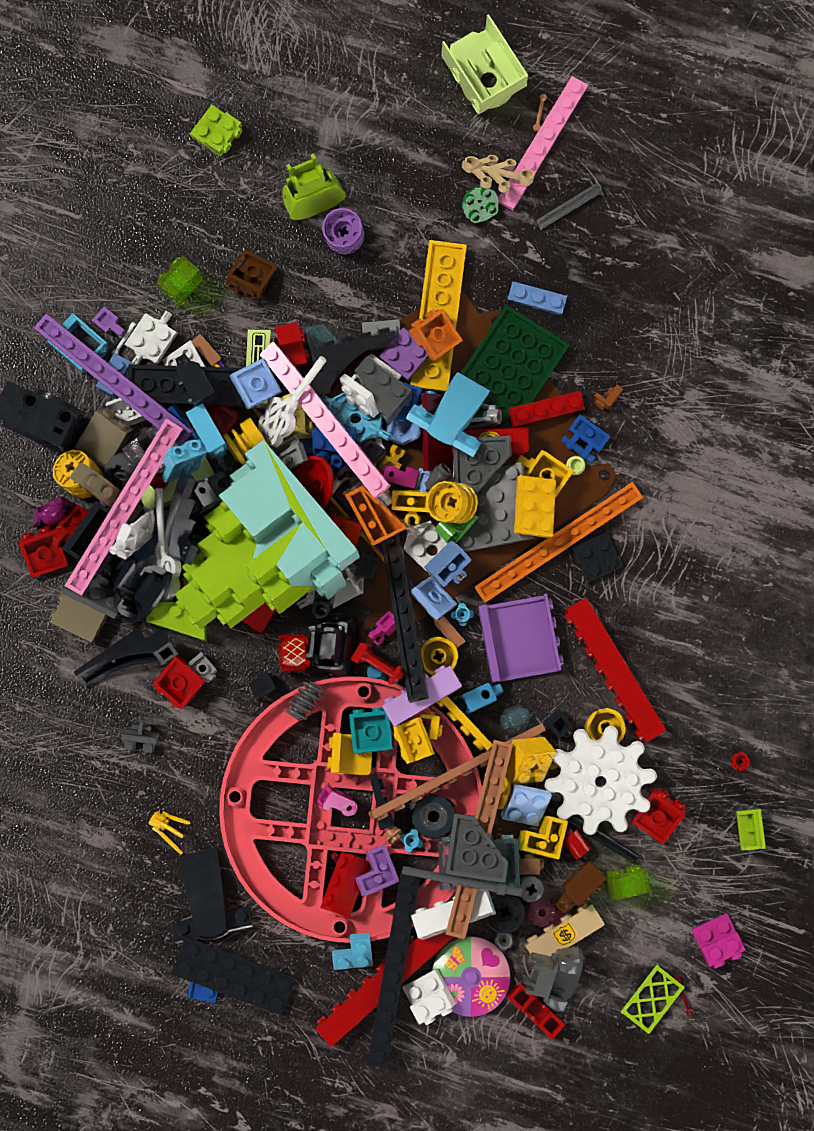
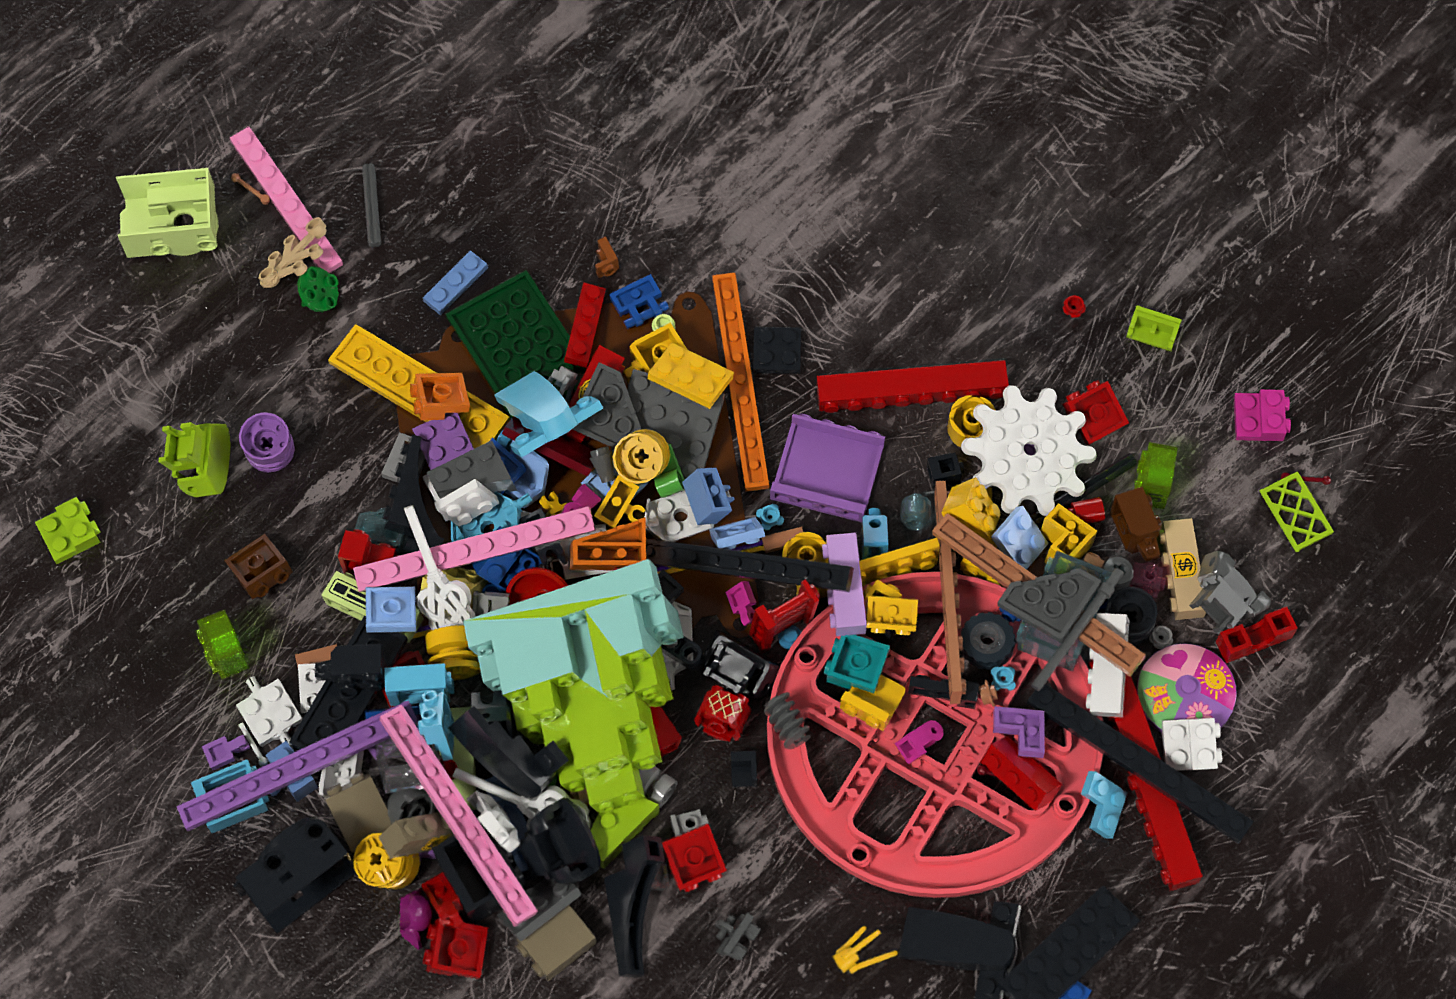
camera: 60 degrees left, 15 degrees down
(219, 633) = (657, 786): none -> light grey wheel

